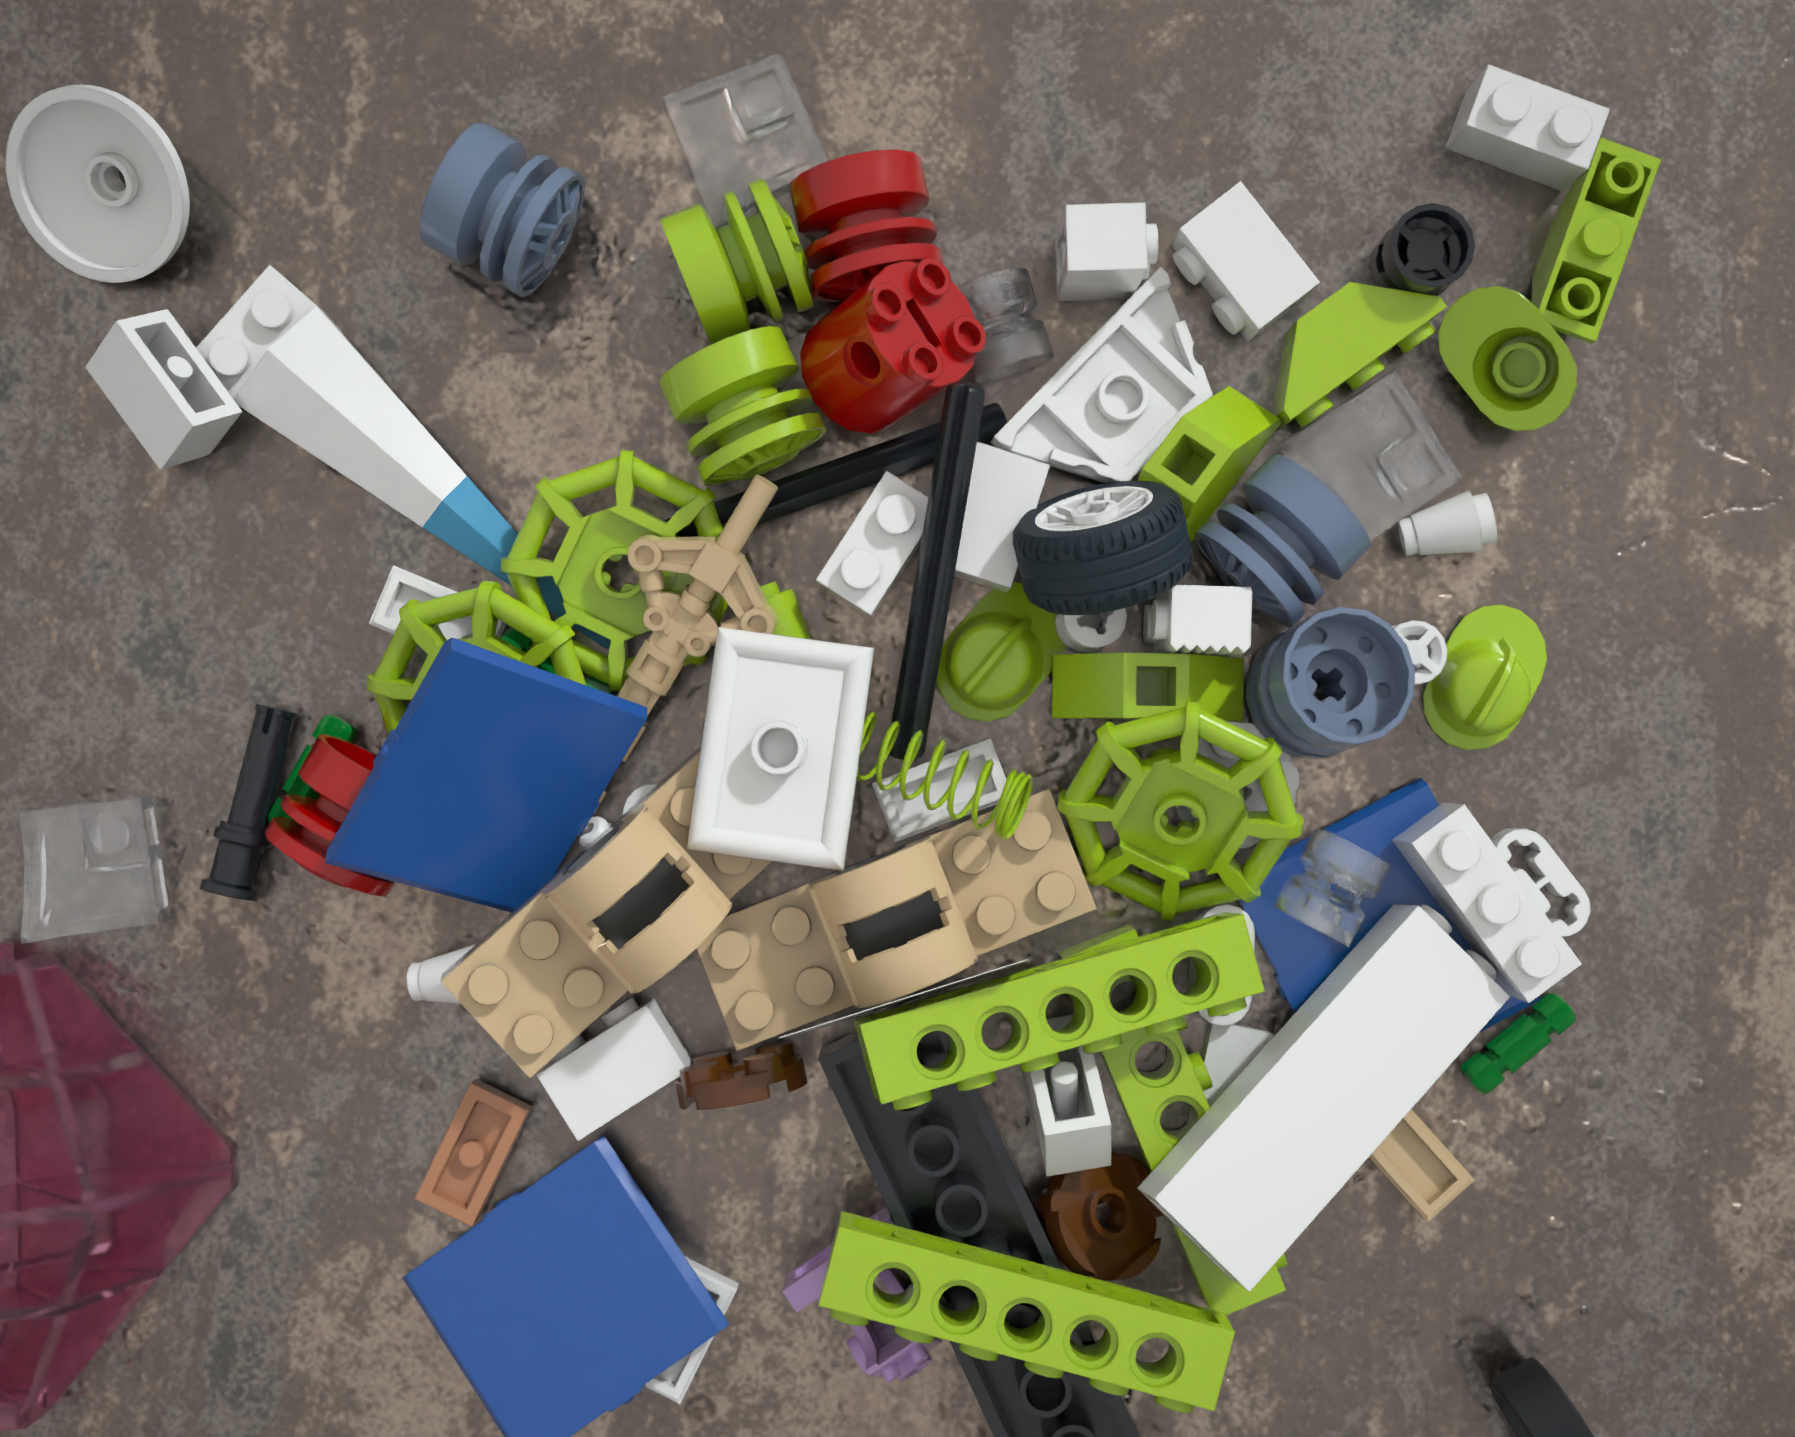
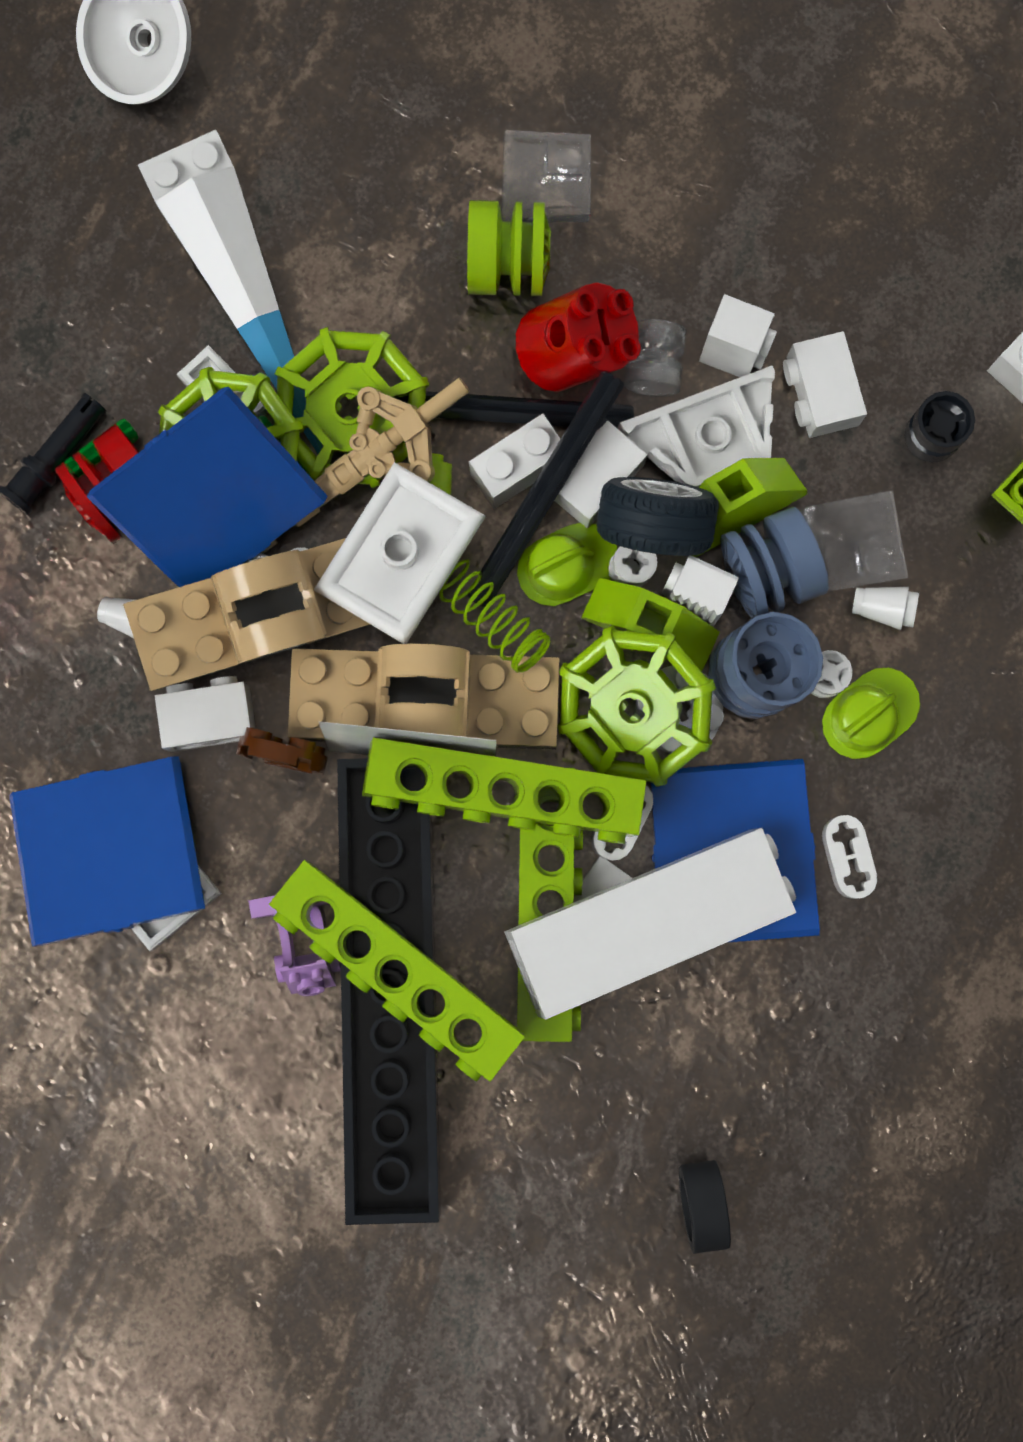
camera: 25 degrees right, 5 degrees down
(163, 388) = (116, 175): white brick -> none
(473, 1152) = (91, 732): nougat plate -> none
(501, 208) = (374, 154): sand blue wheel -> none
(737, 394) = (470, 335): lime wheel -> none
(864, 218) = (596, 247): red wheel -> none
(912, 816) = (465, 636): white tile -> none
(1070, 1111) = (482, 861): white brick -> none
(1073, 1228) = (452, 943): reddish brown plate -> none
(1338, 863) = (724, 785): clear wheel -> none
(1343, 343) = (870, 460): lime slope -> none
(1420, 1167) = (692, 1000): tan tile -> none
(1486, 901) = (808, 848): white brick -> none
(1507, 358) = (966, 512): lime piece -> none
(1518, 1043) = (792, 956): green axle -> none

